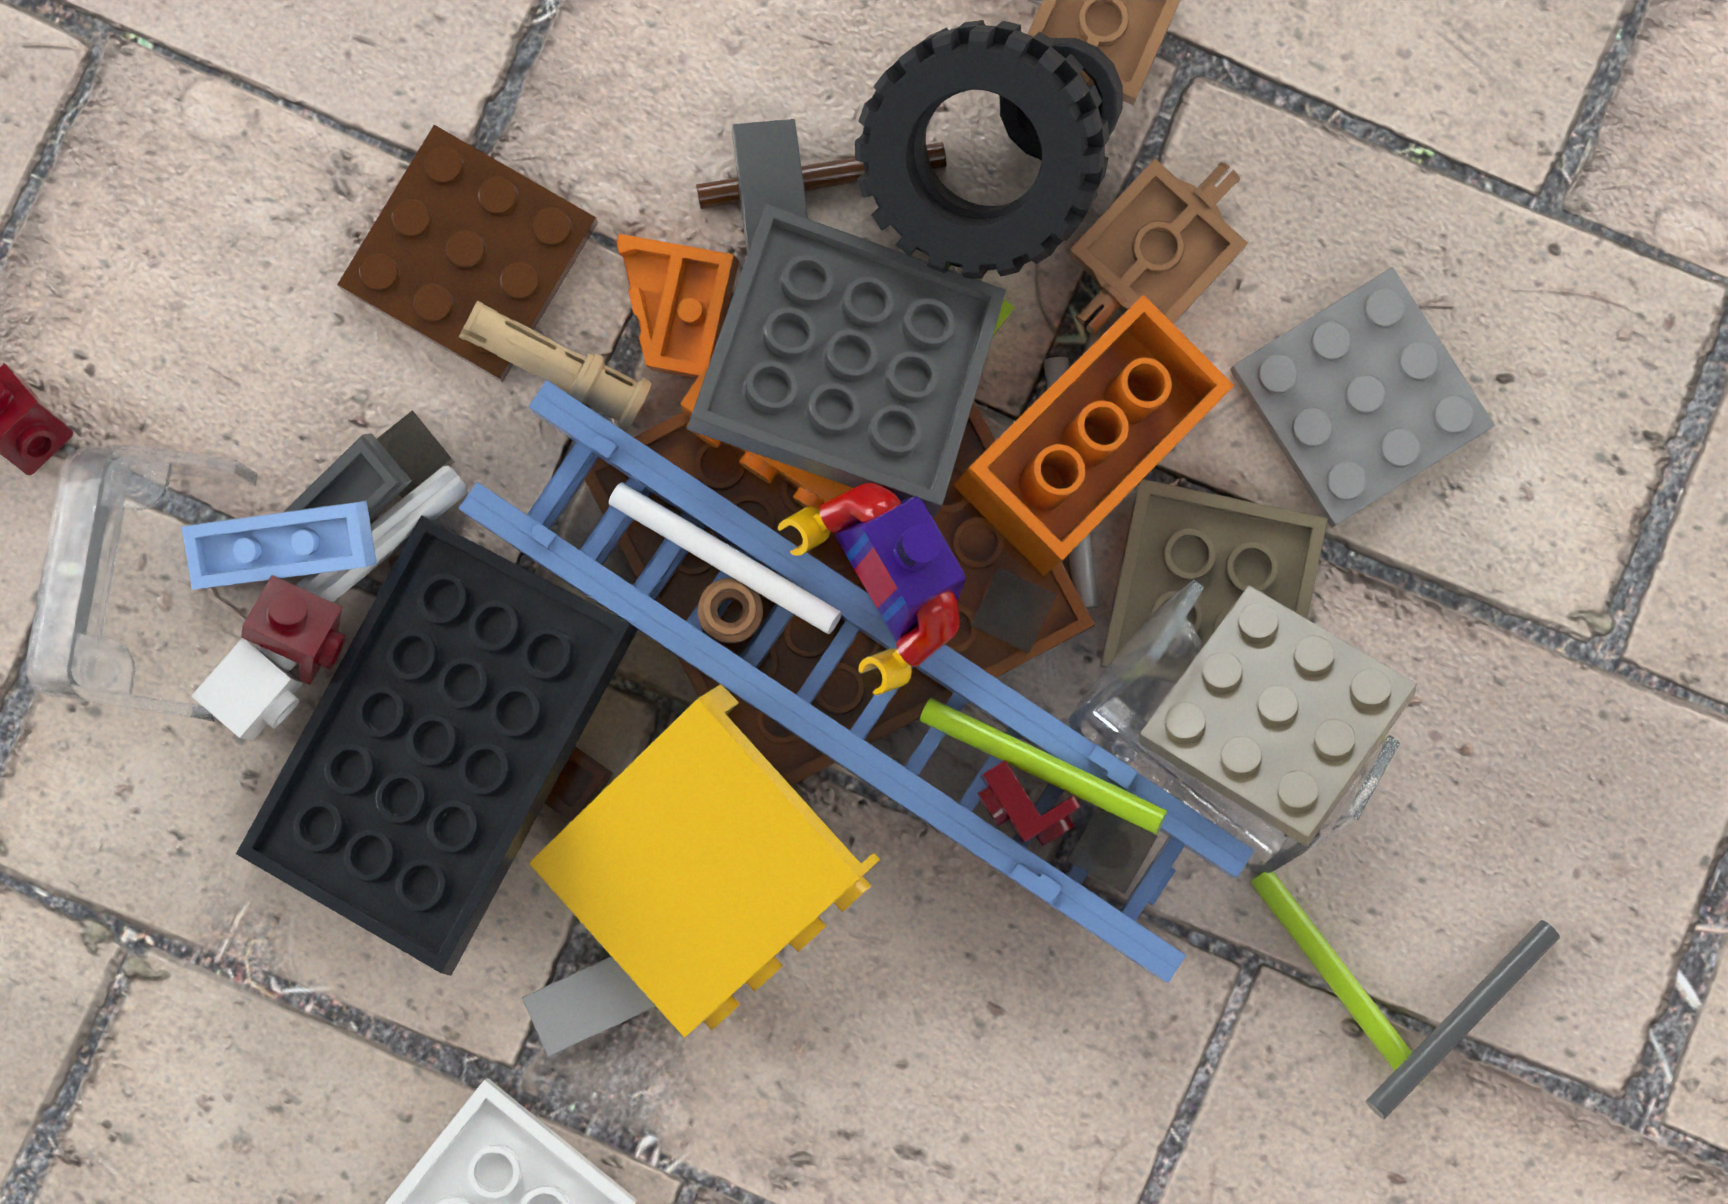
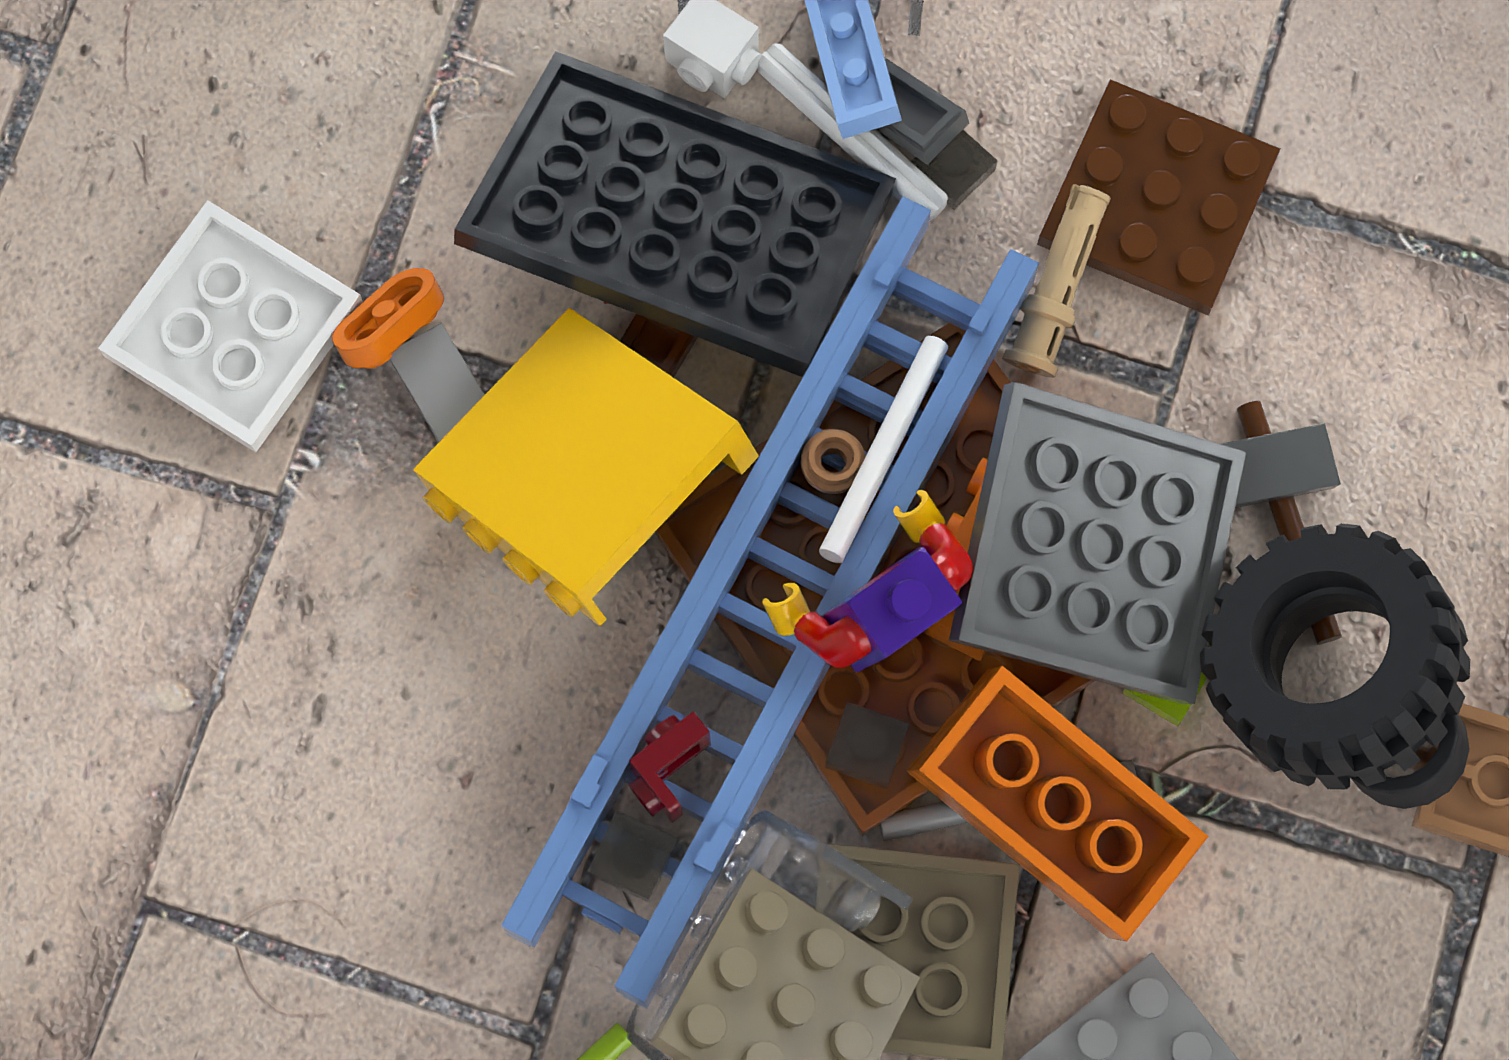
camera: 85 degrees right, 10 degrees down
(296, 627) = (773, 75): dark red bracket -> none
(513, 1052) = (388, 318): none -> orange plate
(678, 301) = (1144, 383): orange wing -> none
(1044, 766) = (708, 779): lime bar -> none
(1158, 243) = (1266, 863): medium nougat plate -> none

